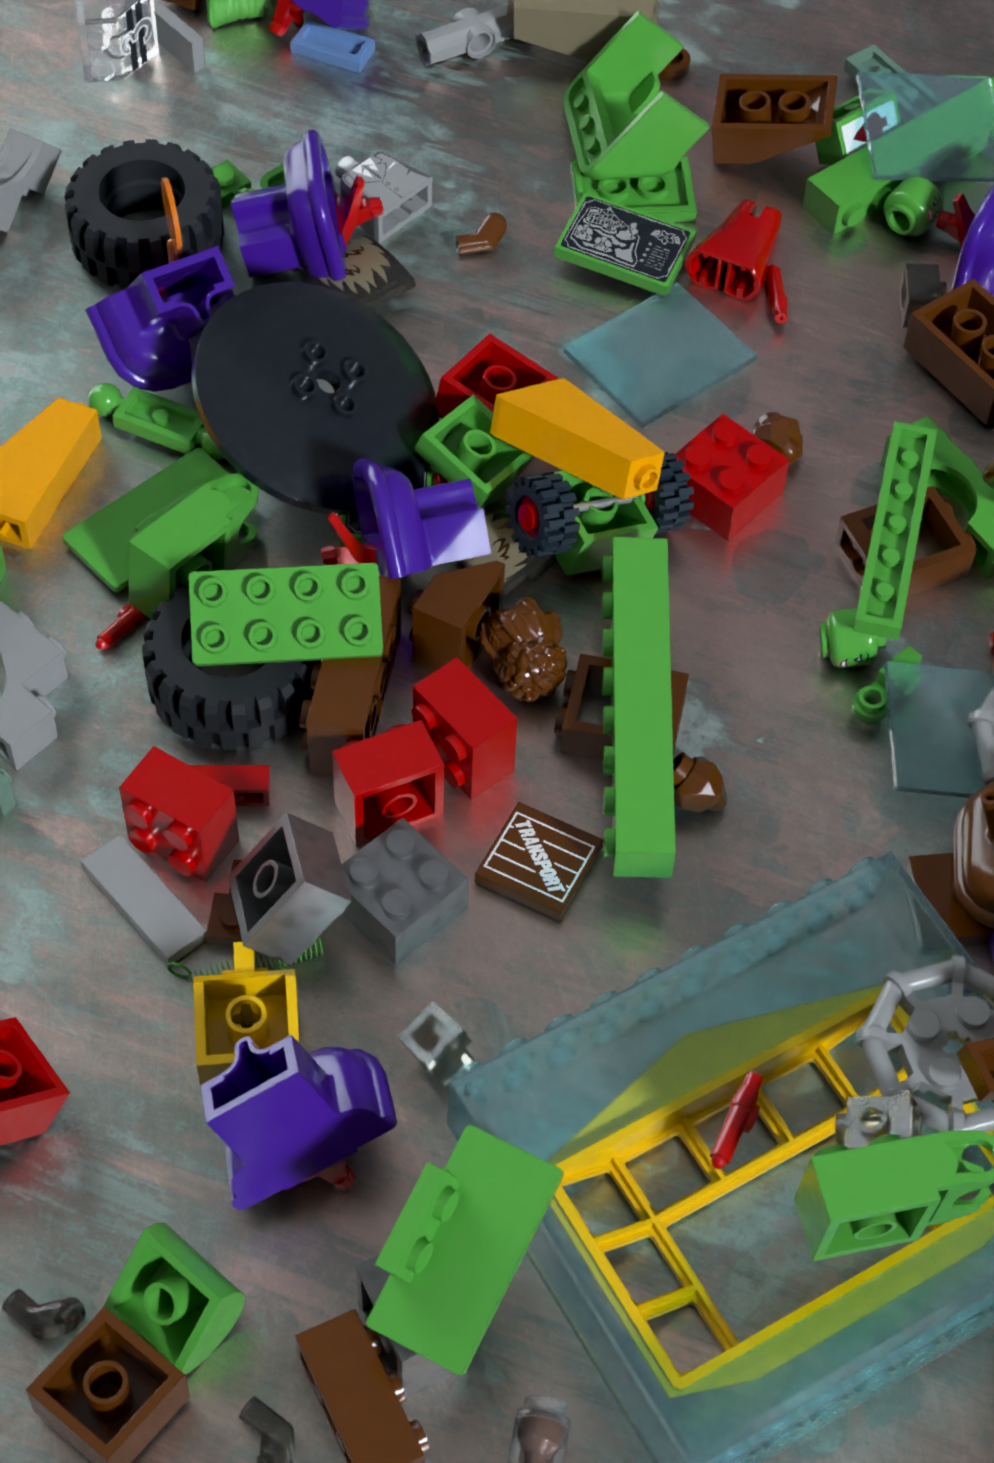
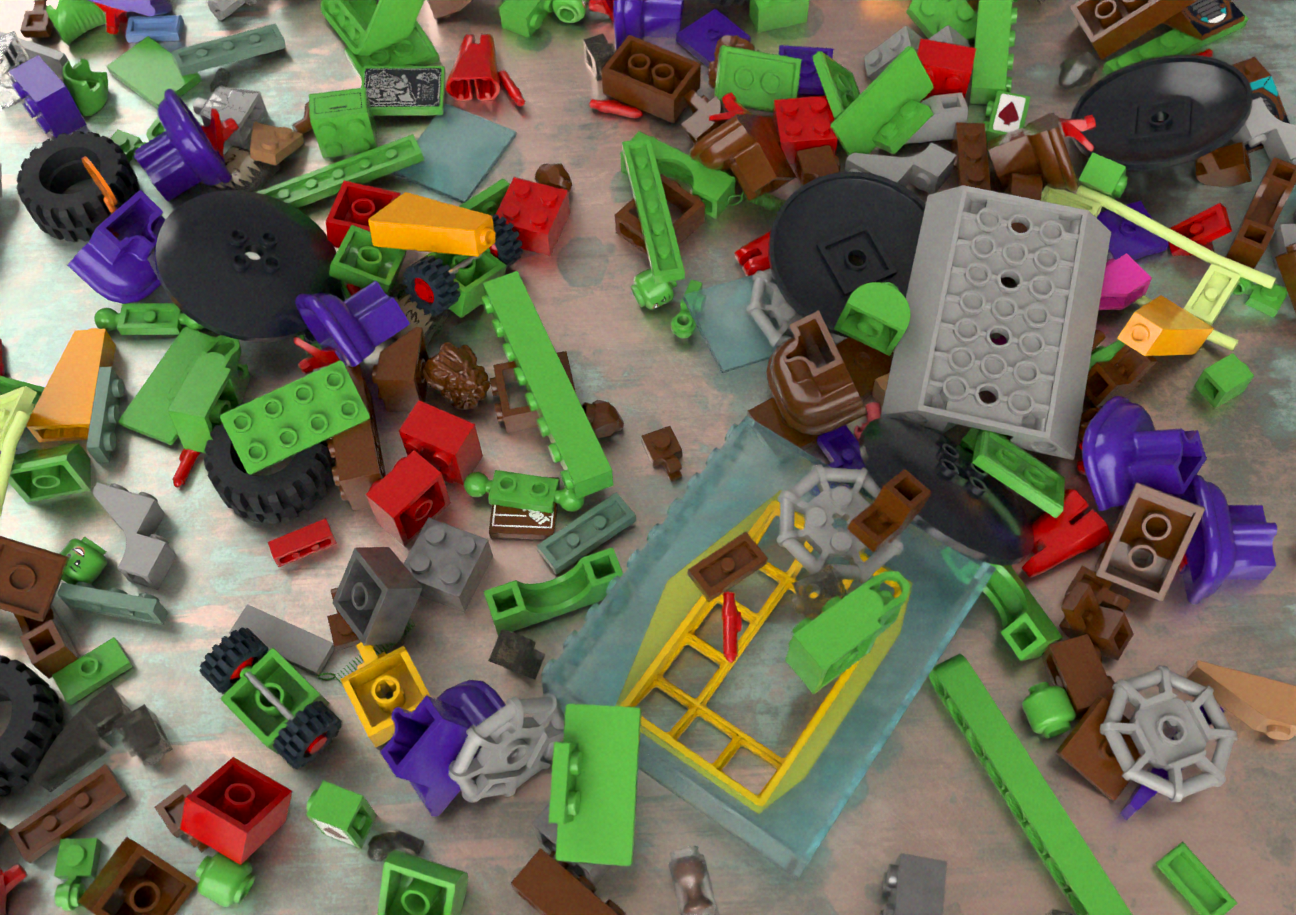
camera: 20 degrees left, 5 degrees up
(48, 520) = (105, 415): none -> sand green plate
(96, 963) = (270, 697): none -> brick
(118, 1149) = (341, 814): none -> bright green brick
(154, 86) = (46, 97): none -> dark purple brick
(174, 1215) = (393, 840): none -> clear smoke arm
(179, 814) = (281, 575): red brick -> none
(209, 90) = (86, 87): none -> bright green hair
(306, 97) = (150, 71): none -> bright green tile
(367, 1156) = (511, 747): none -> light grey plate
(388, 142) = (220, 79): none -> clear smoke arm
(417, 107) = (228, 49): none -> sand green plate
(419, 251) = (273, 143): none -> medium nougat wing
(476, 986) = (522, 604): none -> bright green arch
(513, 325) = (355, 169): none -> bright green plate
(524, 257) = (343, 122): none -> bright green brick
(544, 837) = (522, 491): none -> bright green plate
(607, 928) = (586, 533): none -> sand green plate
(674, 432) = (489, 199): none -> bright green plate
(767, 862) = (664, 449): none -> reddish brown plate
(769, 1039) = (727, 566): none -> reddish brown plate
(911, 373) = (615, 107): none -> red piece

